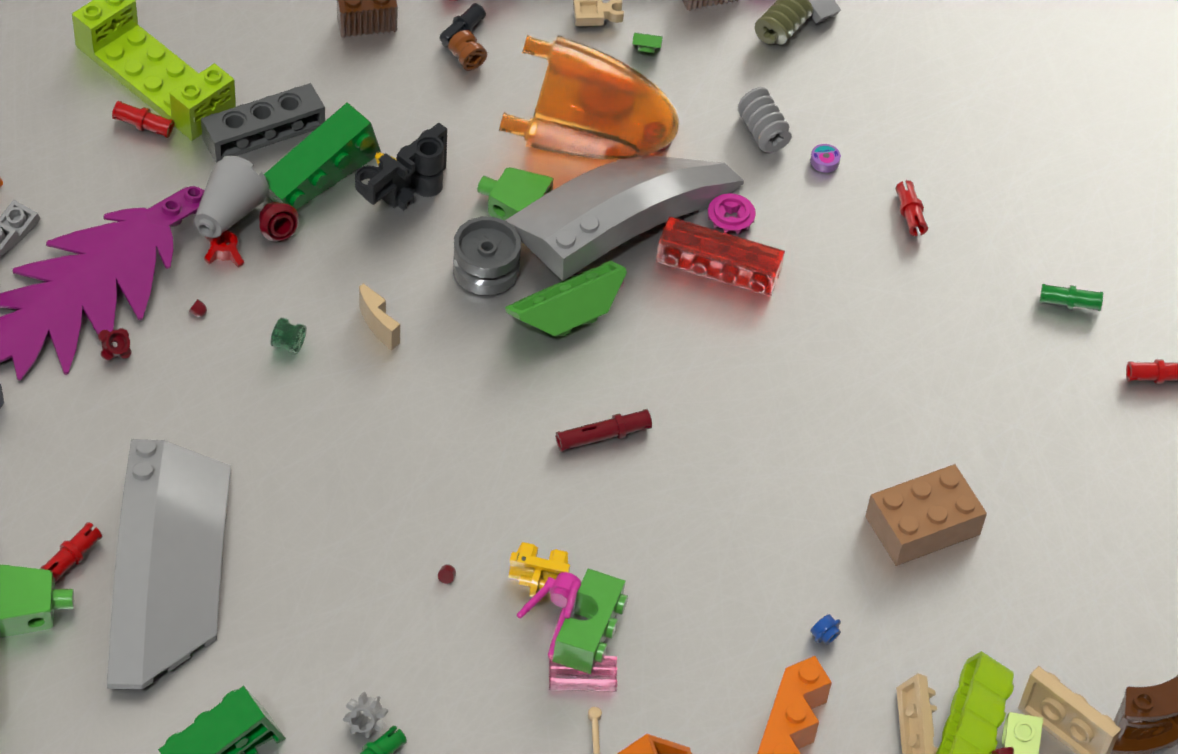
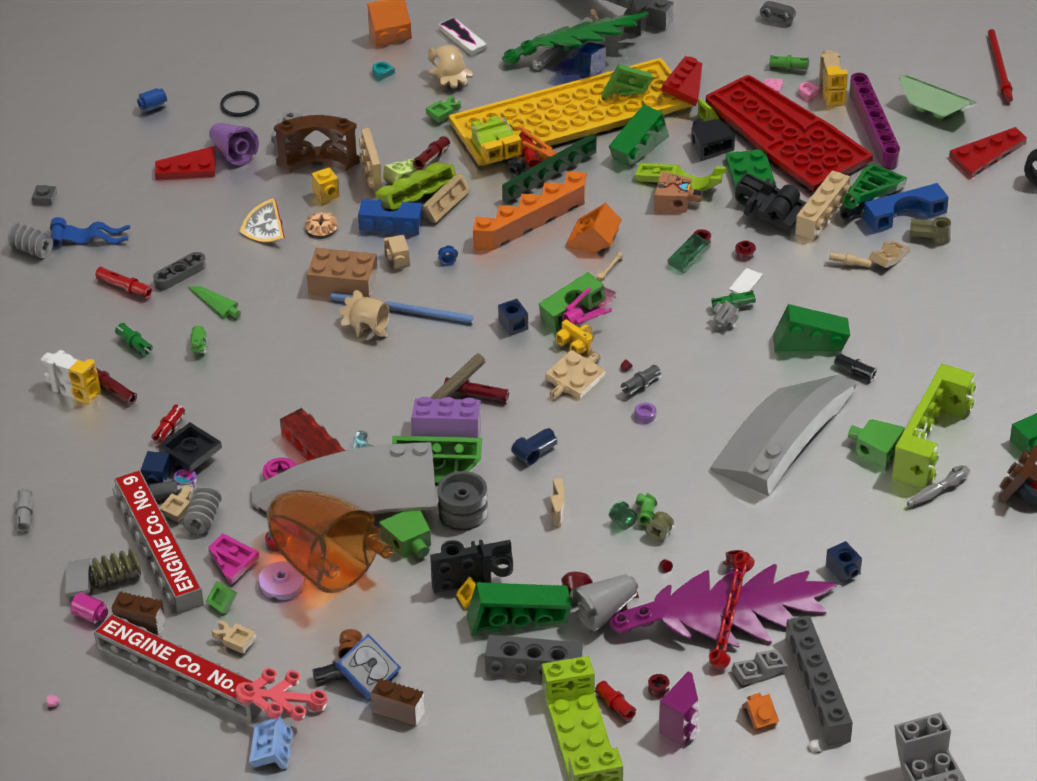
camera: 140 degrees left, 10 degrees down
(54, 114) = (680, 711): none -> magenta slope
(72, 551) = (836, 457): red pin -> none
(90, 309) = (718, 657): none -> red piece
(102, 154) = (658, 692): none -> dark red bush
(128, 723) = (856, 367): none -> black axle
(233, 342) = (660, 526): none -> olive wheel
(264, 360) = (647, 510): none -> bright green arm
(368, 508) = (645, 413): none -> medium lavender tile
(407, 549) = (640, 380): none -> dark grey pin
(428, 31) = (366, 665): none -> tile
(467, 375) = (530, 449): none -> dark blue piece
(499, 519) = (575, 374): none -> tan plate
(593, 347) = (446, 417): none -> medium lavender brick
(630, 403) = (460, 377): none -> dark tan axle
(646, 551) = (513, 317): none -> dark blue brick
(671, 290) = (360, 440): none -> clear light blue arm
(685, 89) = (232, 557): none -> dark pink wing
(775, 69) = (158, 542): none -> brick
(785, 522) = (416, 310): none -> medium blue piece
(800, 119) = (176, 506): none -> tan plate
(828, 130) = (165, 489): none -> dark grey piece
(832, 459) = (365, 313): none -> tan piece
(853, 179) = (190, 447): none -> black plate
(863, 144) = (156, 467): none -> dark blue brick
(892, 593) = (397, 251): none -> tan brick
(947, 41) = (23, 510): none -> light grey pin
(978, 633) = (404, 220): none -> blue arch
(996, 330) = (198, 339): none -> bright green arm
(1028, 405) = (218, 302): none -> bright green bar
(1039, 611) = (329, 224): none -> light nougat gear
(1041, 227) = (116, 388): none -> dark red pin
(1073, 194) = (72, 376): none -> hips
(1094, 656) = (325, 185): none -> yellow brick
(1098, 550) = (263, 223): none -> shield
(1123, 436) = (168, 277): none -> dark grey beam

